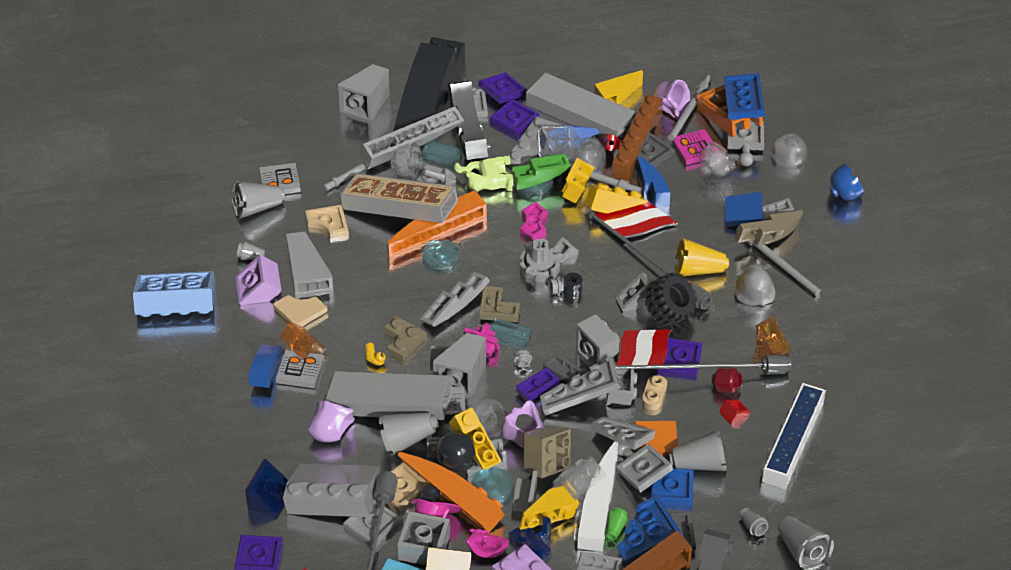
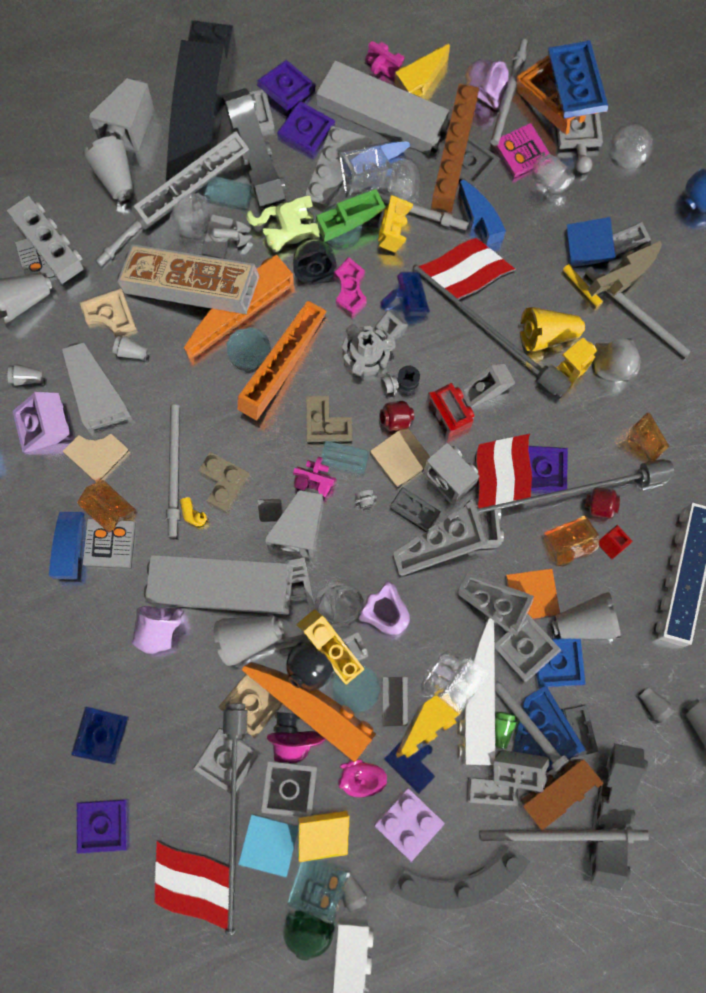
camera: 10 degrees left, 30 degrees up
(286, 165) = (26, 213): none -> light grey brick
(331, 490) = (172, 722): light grey slope -> none
(340, 243) = (128, 348): none -> light grey cone
(347, 122) = (111, 166): none -> light grey cone
(357, 352) = (172, 512): none -> light grey bar
(451, 302) = (272, 425): light grey slope -> none
(465, 261) = (280, 361): none -> orange slope
(505, 199) = (314, 261): none -> black cylinder
(537, 384) = (387, 535): dark purple plate -> none
(547, 451) = (414, 645): dark tan slope -> none
(556, 335) = (400, 457): none -> tan tile
(558, 306) = (396, 415): none -> dark red head
(585, 77) = (383, 60): none -> dark pink hips
(585, 229) = (412, 293): none -> clear blue plate
(606, 306) = (451, 409): none -> red window
(608, 200) = (432, 248): yellow slope -> none
(616, 143) = (424, 159): red piece -> none
(624, 543) = (521, 770): none -> light grey hinge
(654, 392) = (522, 525): tan plate -> none
(656, 536) = (559, 762): none -> light grey bar
(670, 299) = (528, 398): black tyre -> none
(697, 405) = (572, 540): none -> clear orange bracket
(720, 274) = (577, 359): none -> yellow window
(731, 237) = (581, 284): none -> yellow piece

